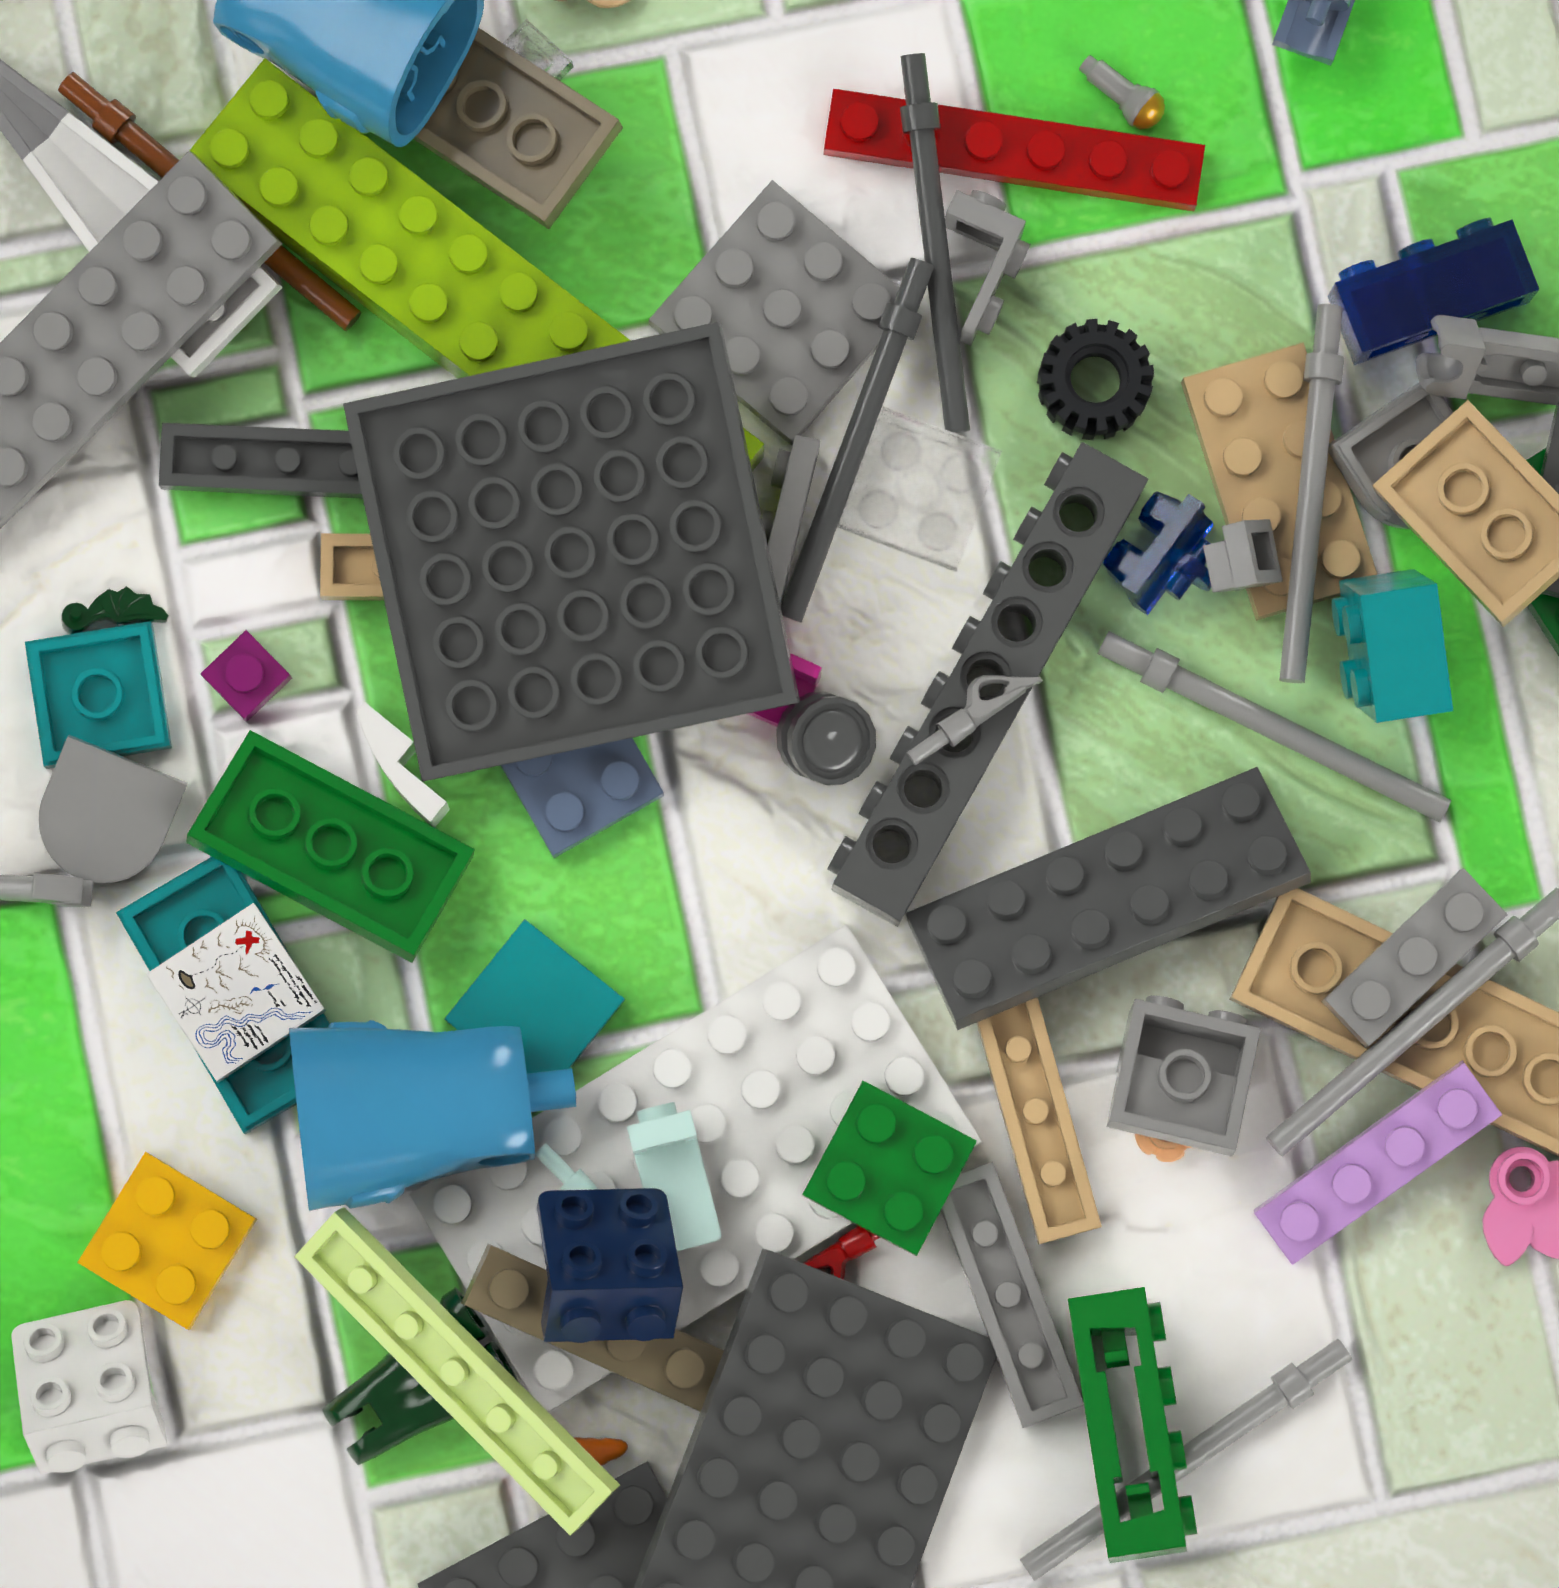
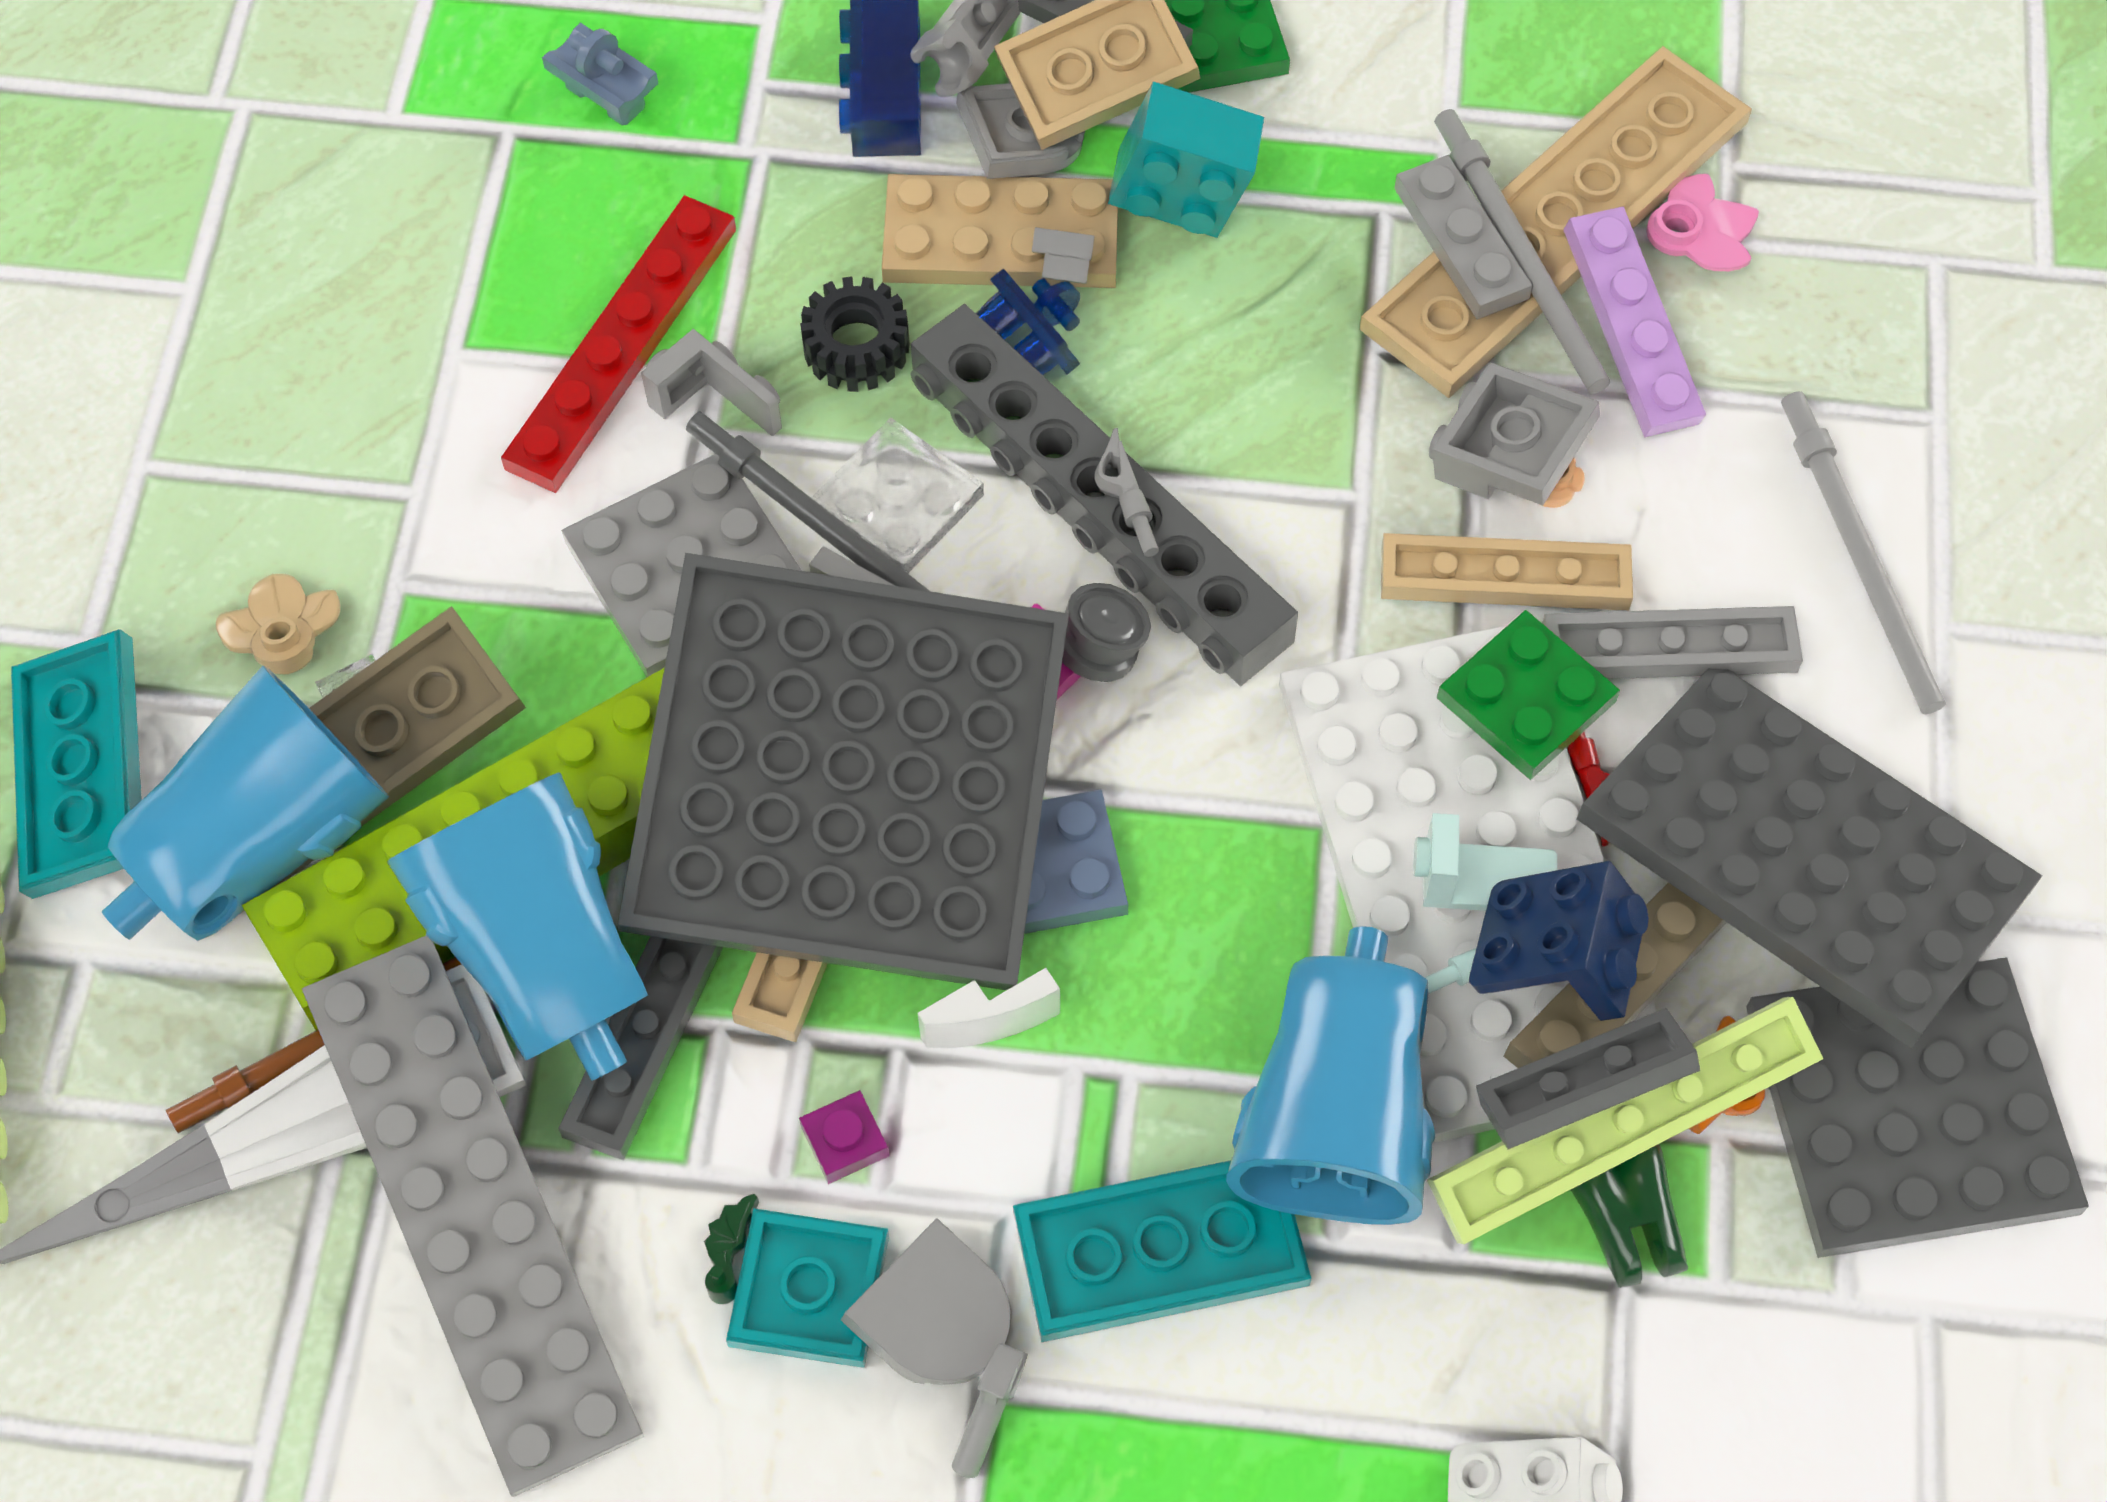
camera: 65 degrees left, 20 degrees down
(167, 1241) = (1399, 1393): yellow plate -> none
(235, 992) = (1167, 1234): white tile -> none
(321, 314) = (528, 920): none -> dark azure torso
(330, 846) = (1047, 1100): green plate -> none
(464, 1322) = (1587, 1078): none -> dark grey plate
(544, 994) = (1250, 960): teal tile -> none
(920, 120) = (565, 384): dark grey bar -> none
(1108, 898) = (1330, 458): dark grey plate -> none
(1113, 1318) = (1827, 569): green brick -> none
(1139, 104) = (625, 235): light grey piece -> none
(1162, 671) = (1139, 359): light grey bar -> none
(1323, 372) = (924, 156): light grey bar -> none

